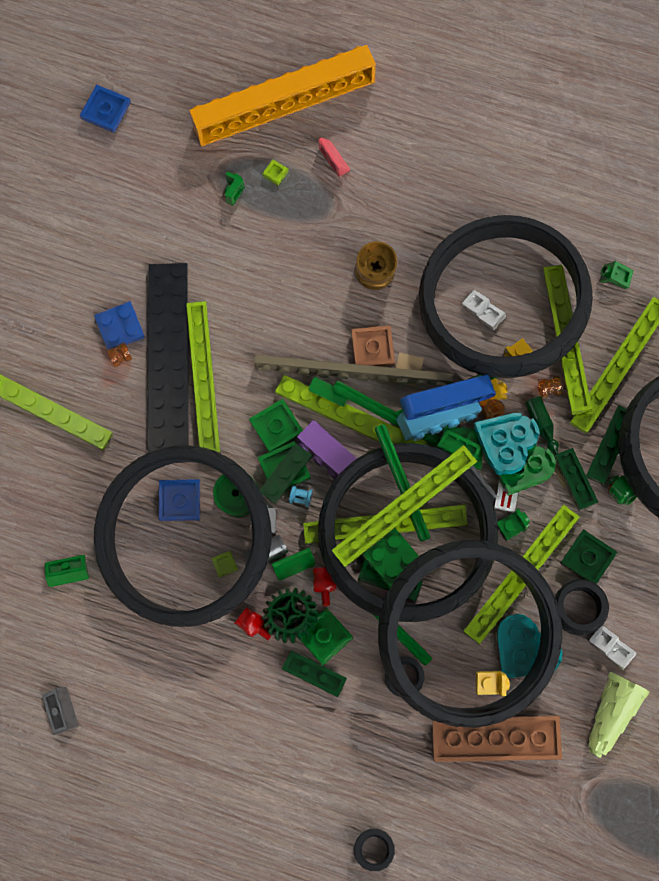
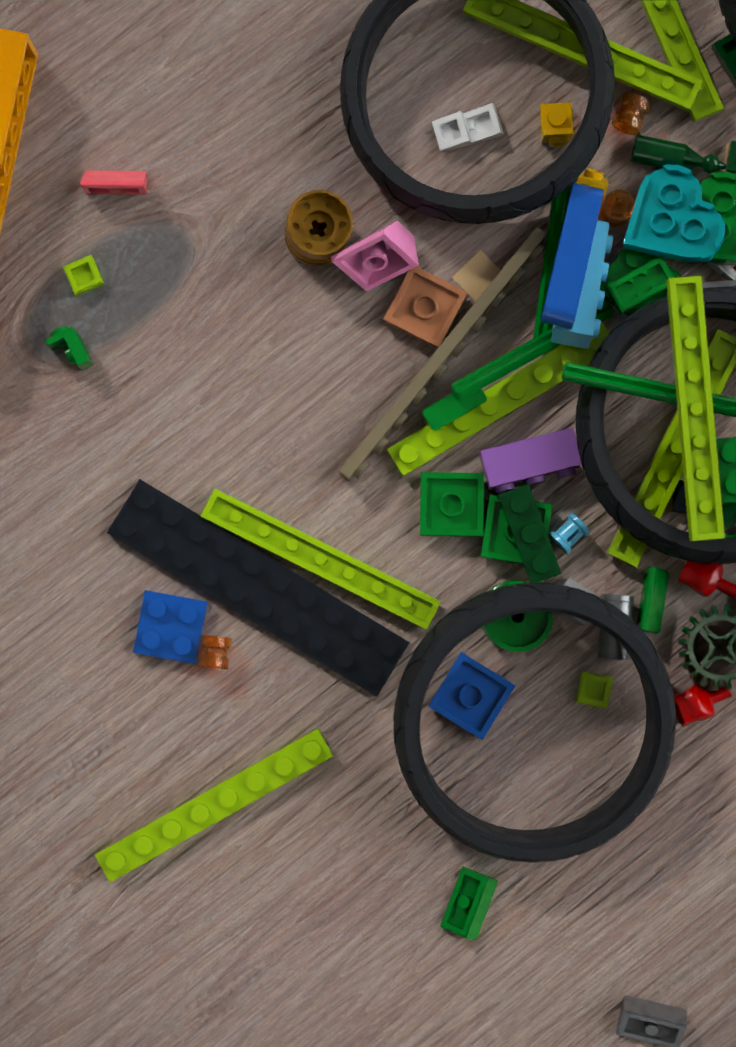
camera: 60 degrees left, 10 degrees up
(382, 304) = (379, 256): none -> bright pink slope

